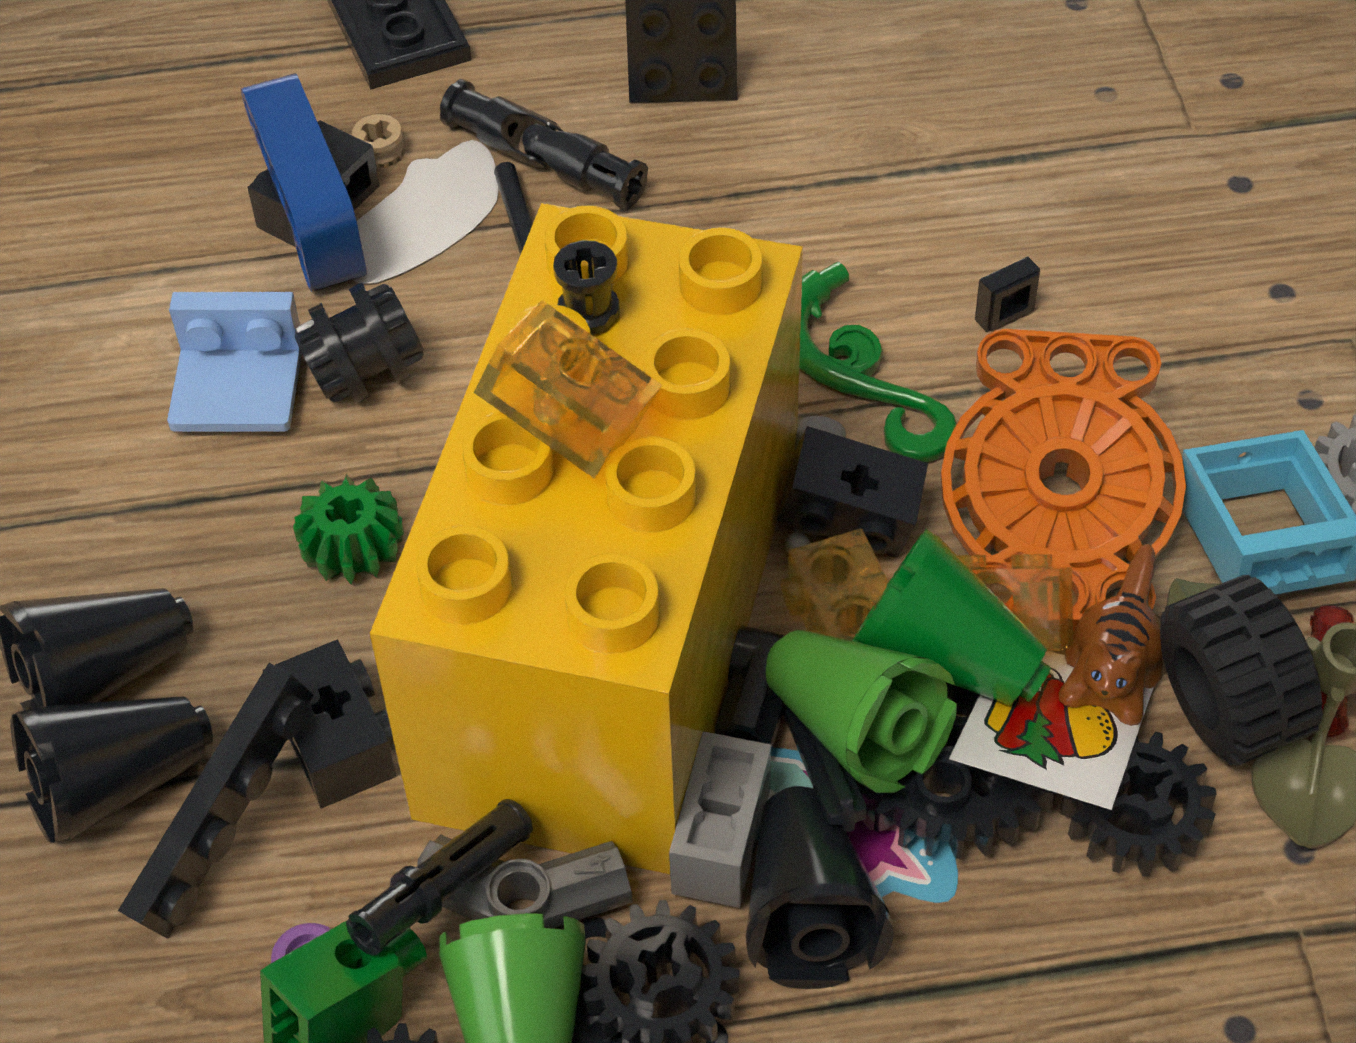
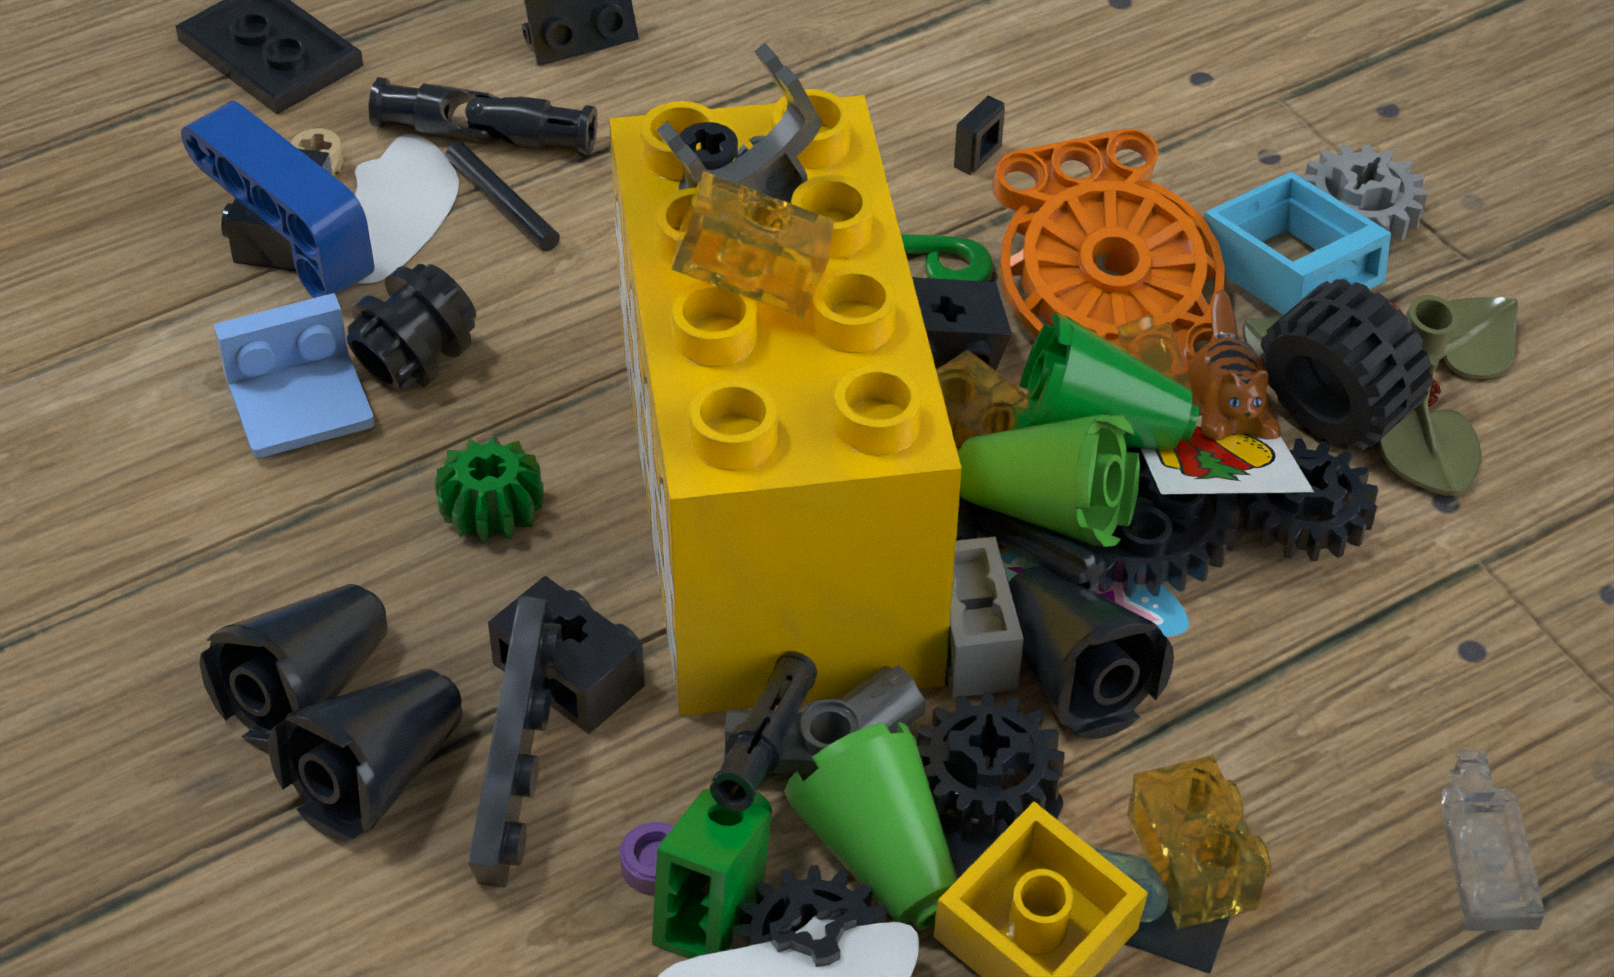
camera: 25 degrees left, 5 degrees down
(637, 307) = (772, 161): none -> dark grey piece

